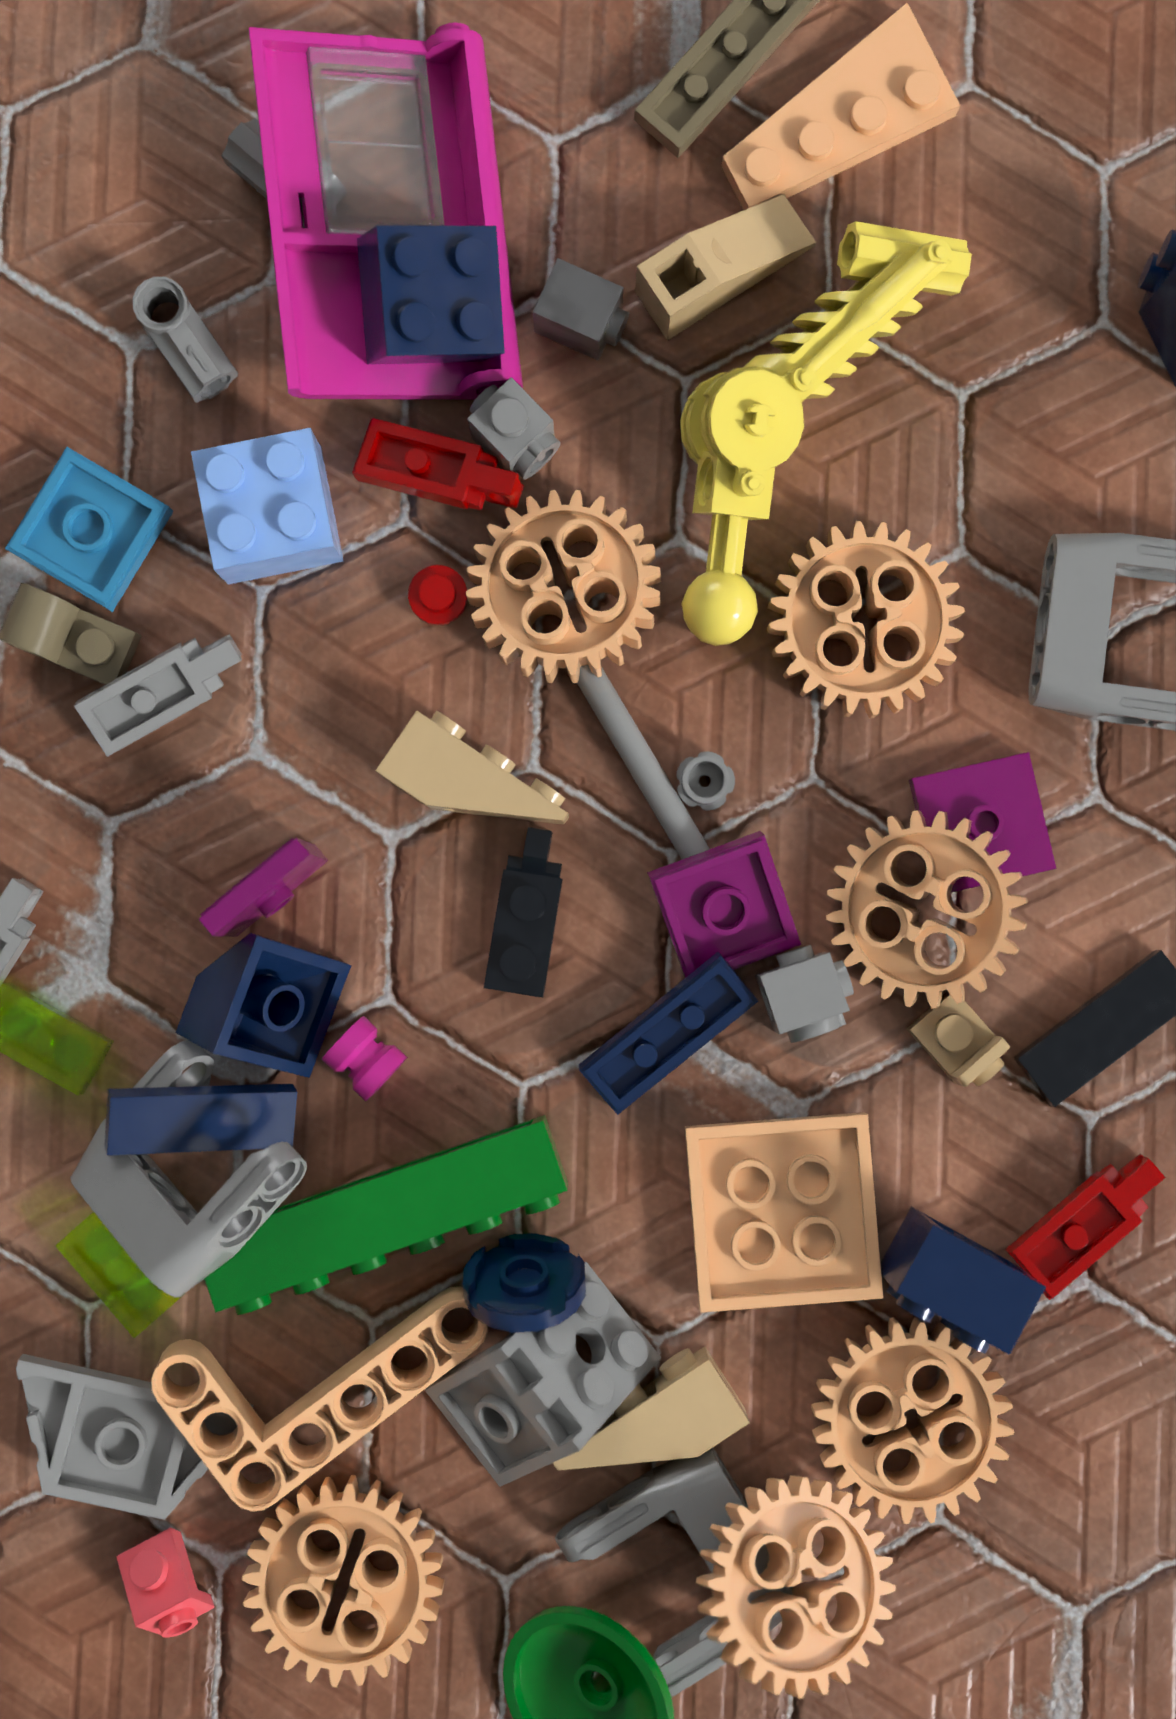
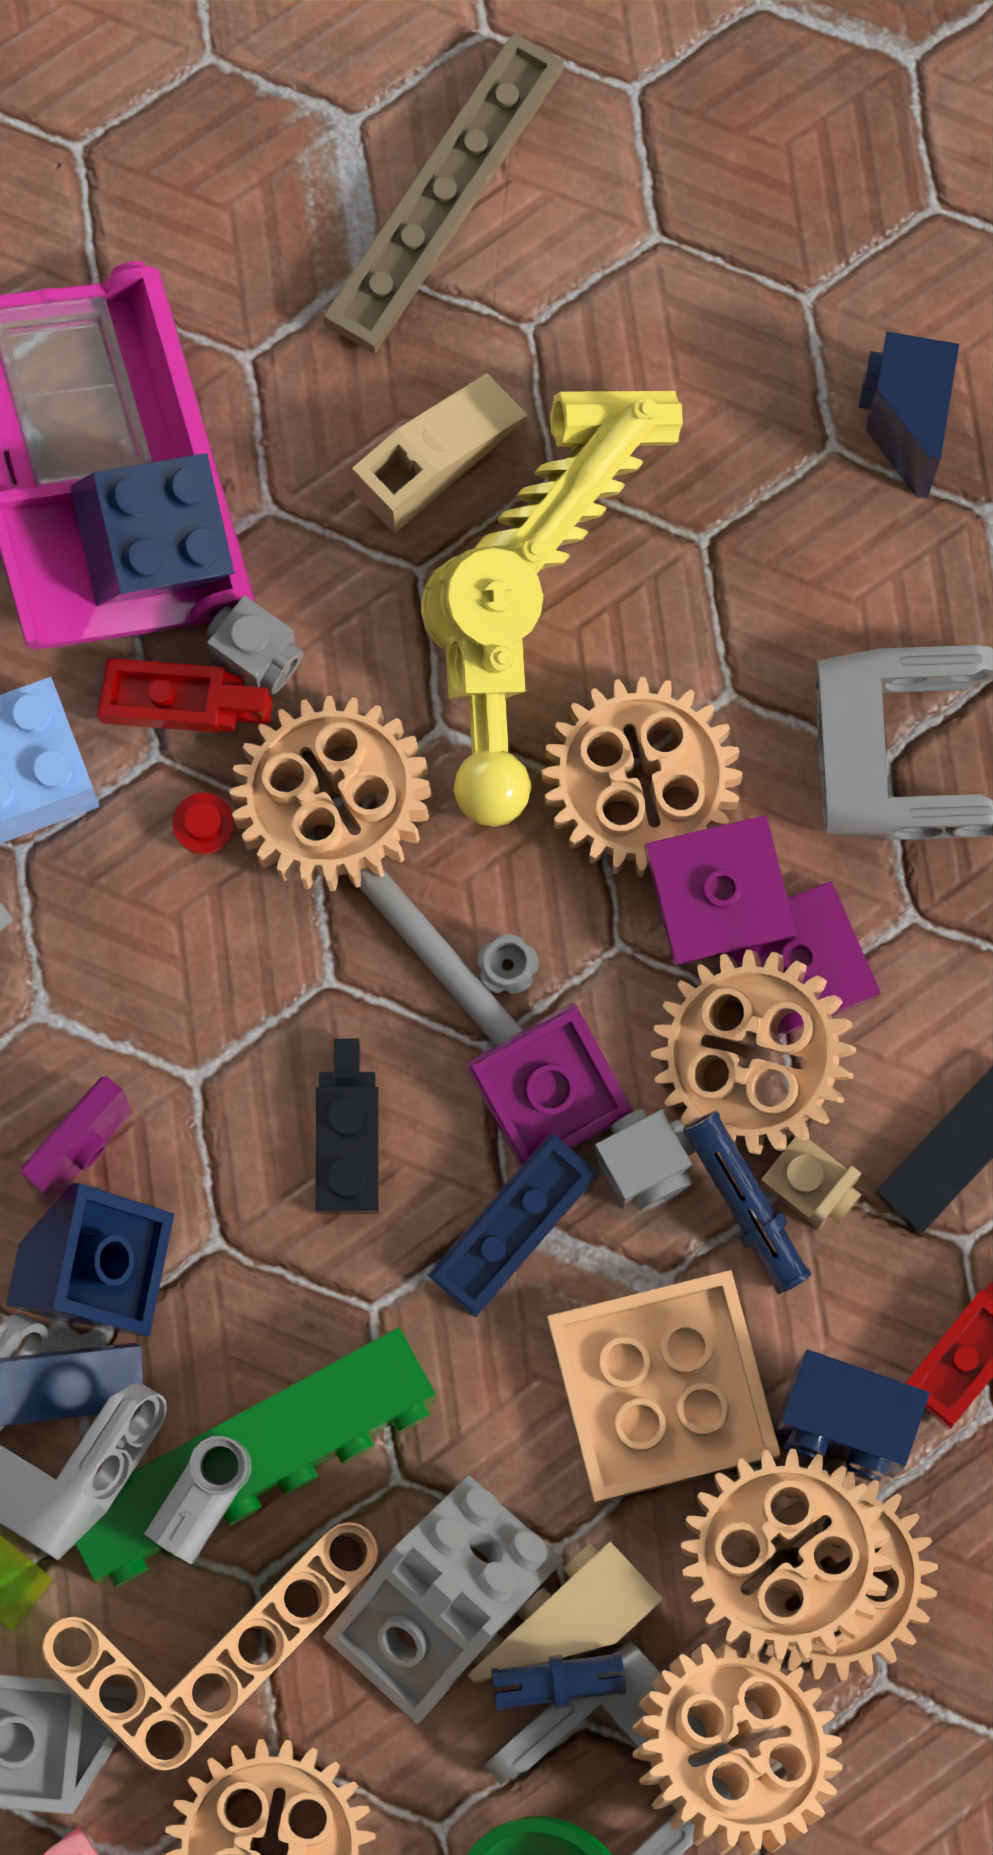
camera: 15 degrees left, 10 degrees down
(324, 1260) = (196, 1502): none -> light grey piece
(366, 1060) = (205, 1302): dark pink wheel -> none
(454, 777) = (252, 1002): tan slope -> none
(524, 1283) = (408, 1495): dark blue tile -> none
(580, 310) = (302, 519): flat silver brick -> none
(637, 1488) = (558, 1681): none -> dark blue pin
(854, 110) = (542, 281): light nougat wing -> none
(905, 1462) = (825, 1598): none -> light nougat gear
(915, 1113) = (784, 1266): none -> dark blue pin
(923, 746) = (720, 890): none -> magenta plate

